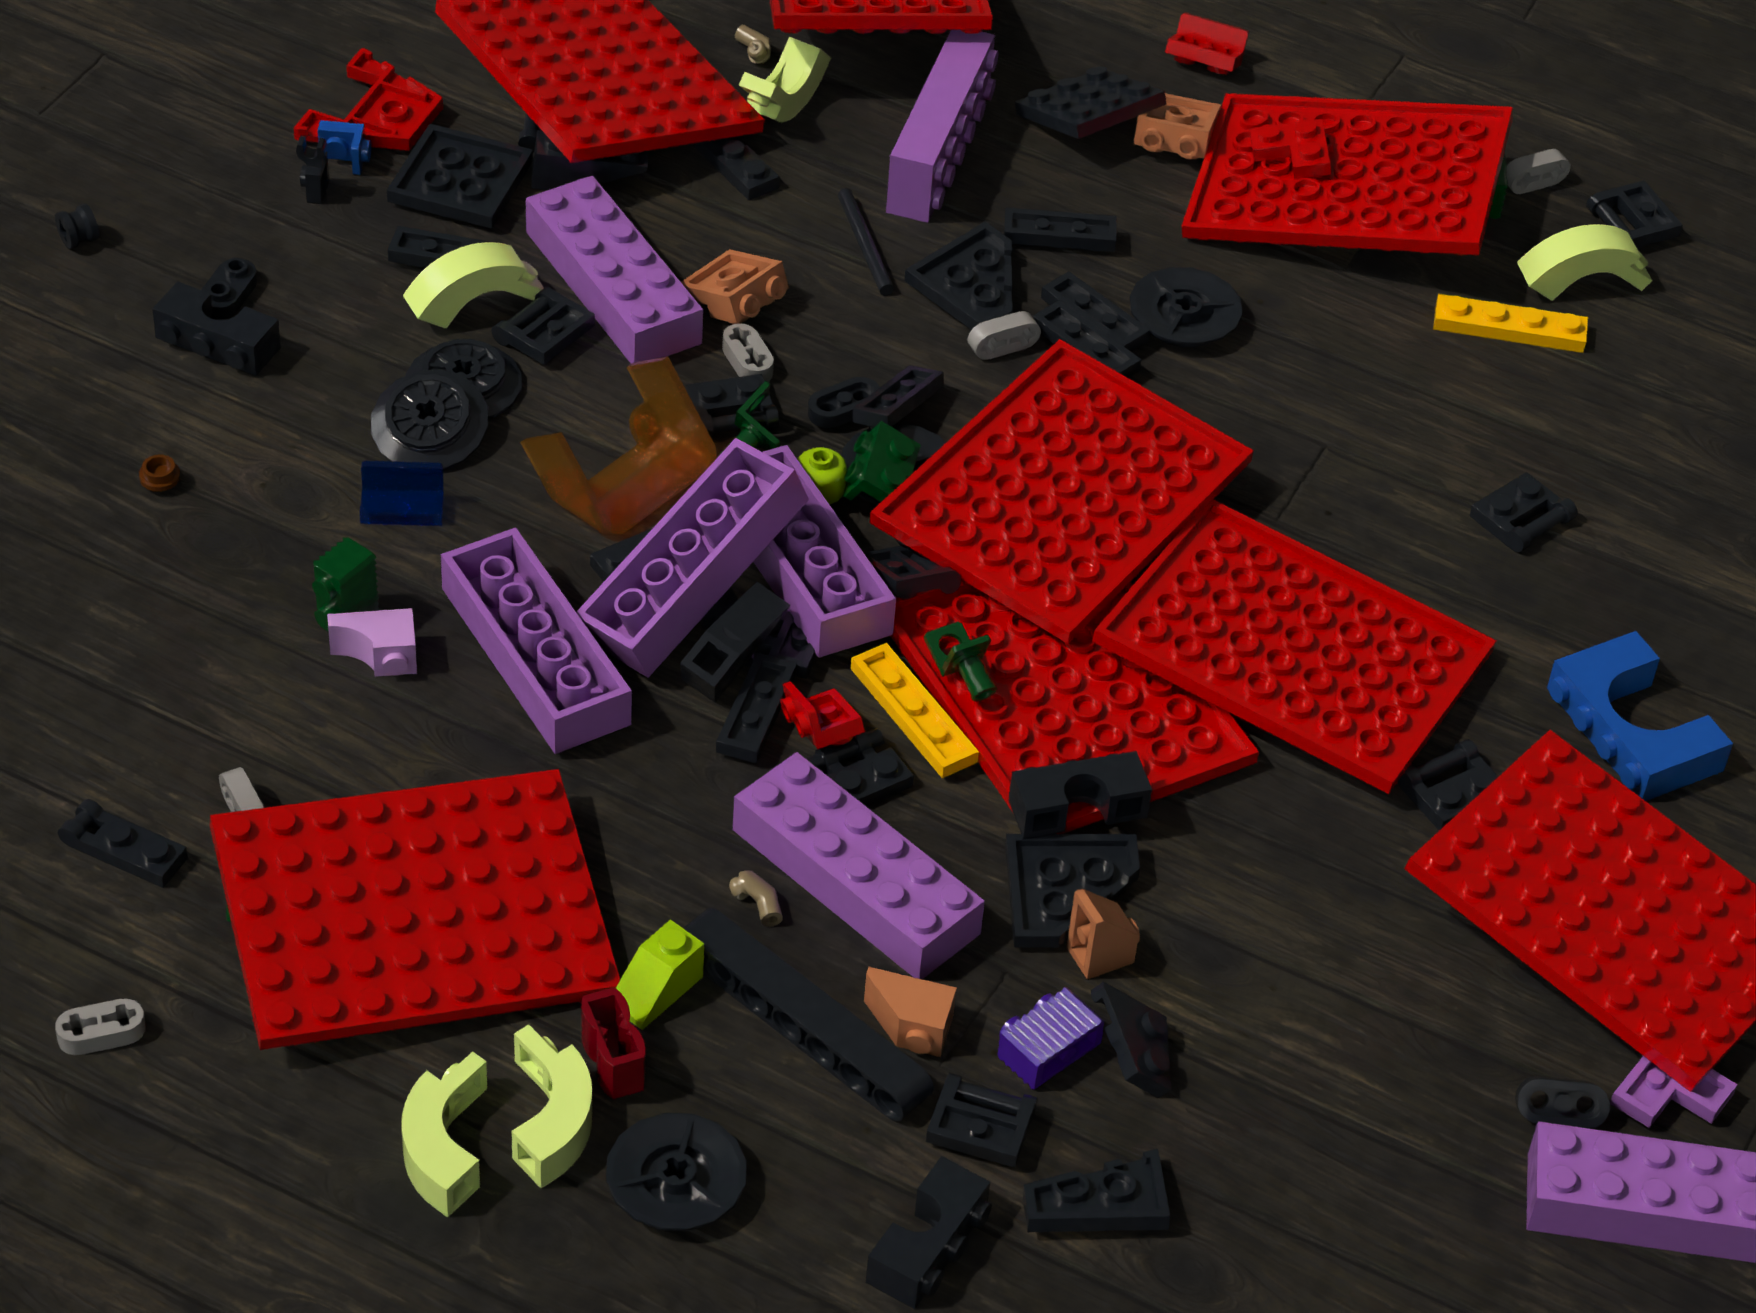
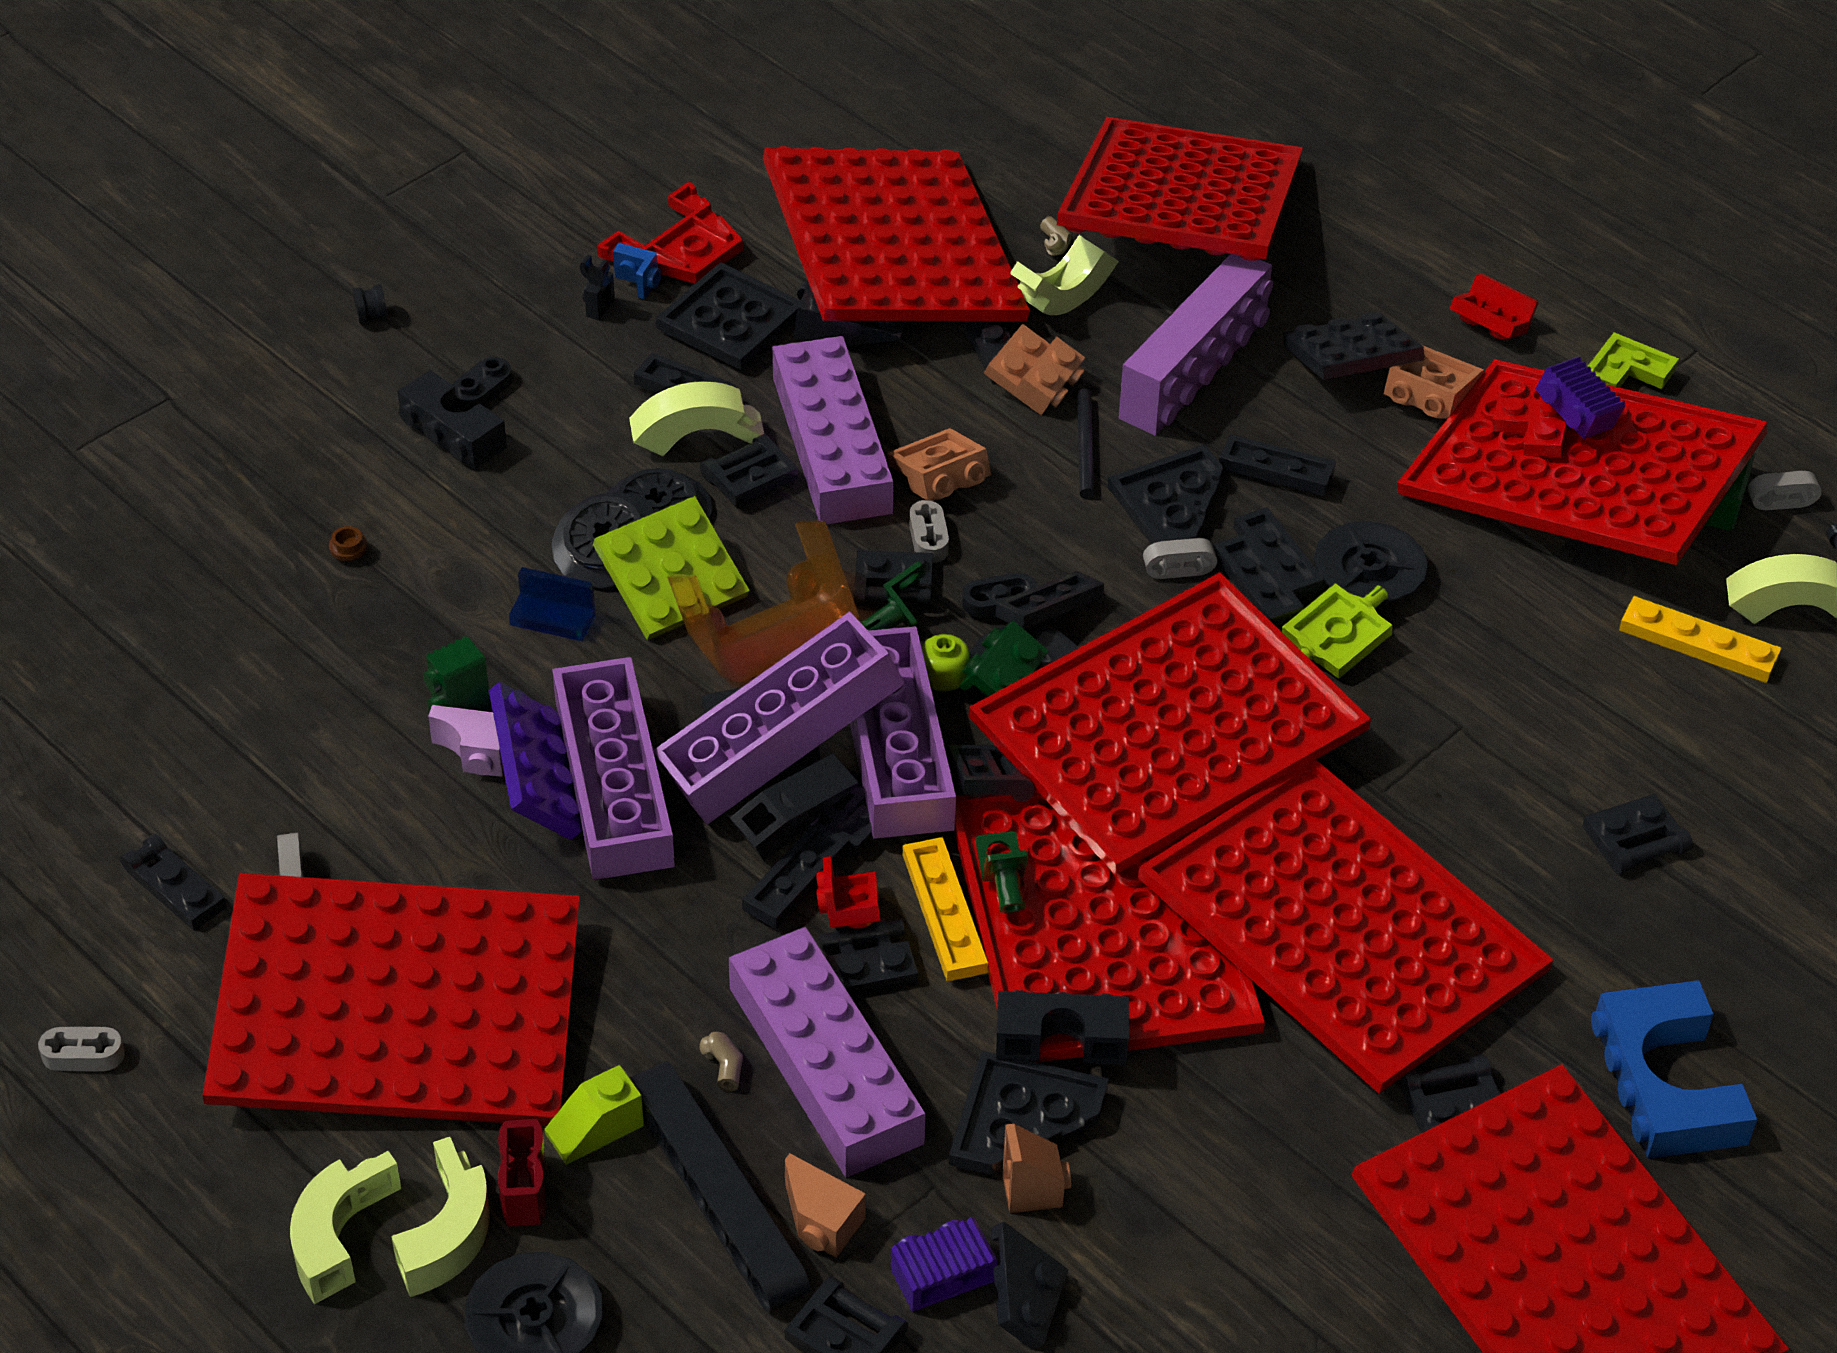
camera: 20 degrees right, 0 degrees up
(456, 648) = (535, 761): none -> dark purple plate
(491, 421) = (664, 545): none -> lime plate
(792, 177) = (1036, 369): none -> nougat plate
(1184, 370) = (1339, 628): none -> lime plate
(1335, 113) = (1580, 397): none -> dark purple brick
(1345, 72) = (1626, 357): none -> lime plate

